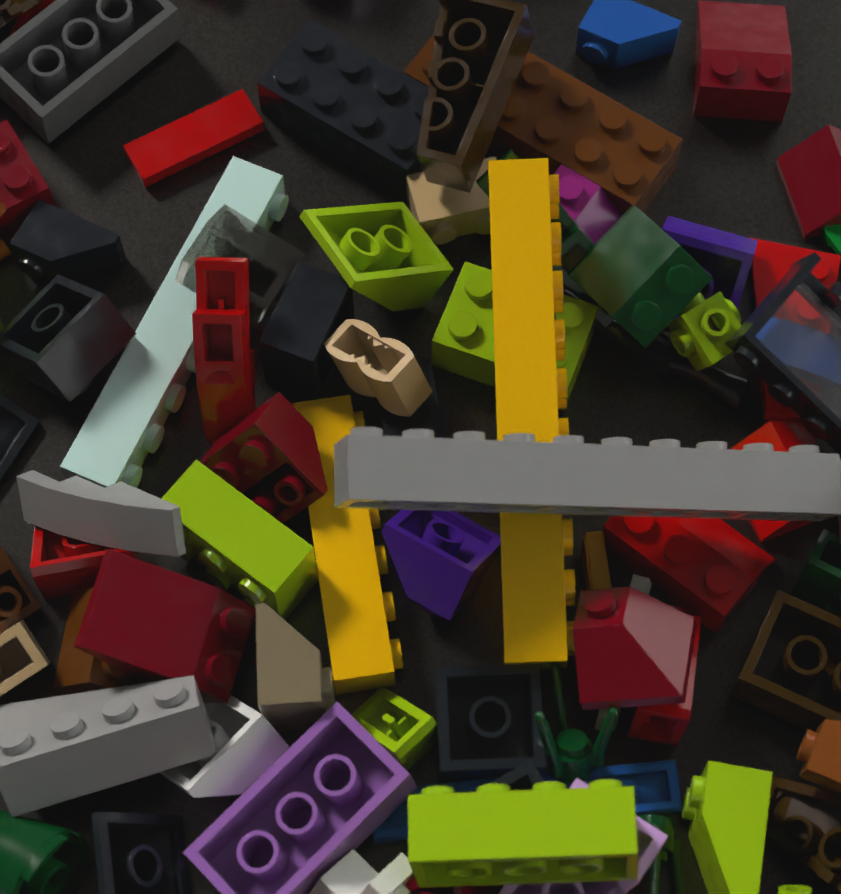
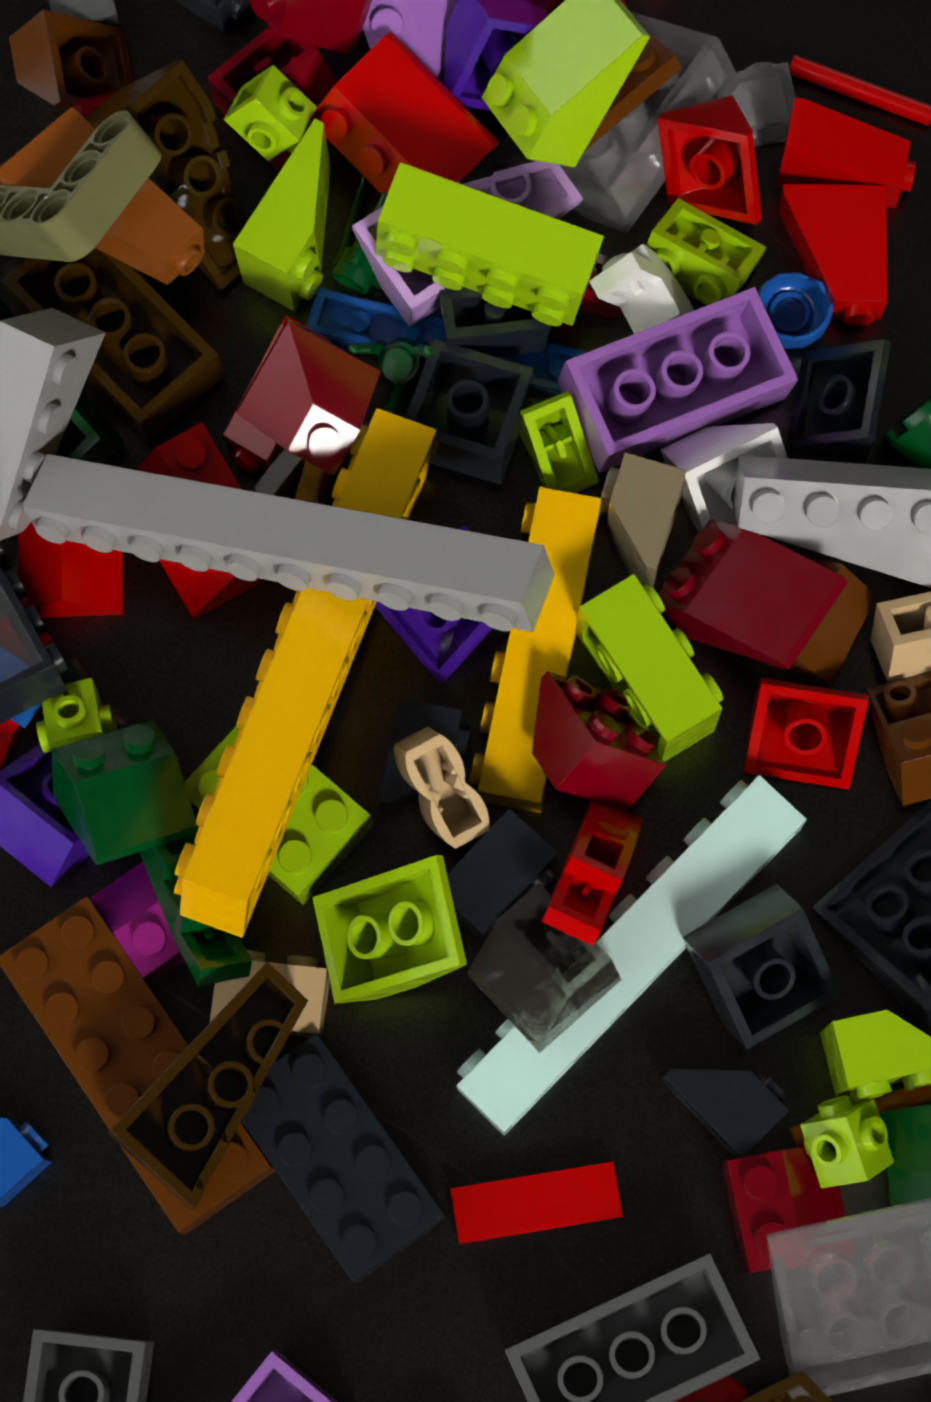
camera: 155 degrees left, 10 degrees up
(102, 516) = (773, 730): light grey slope -> none

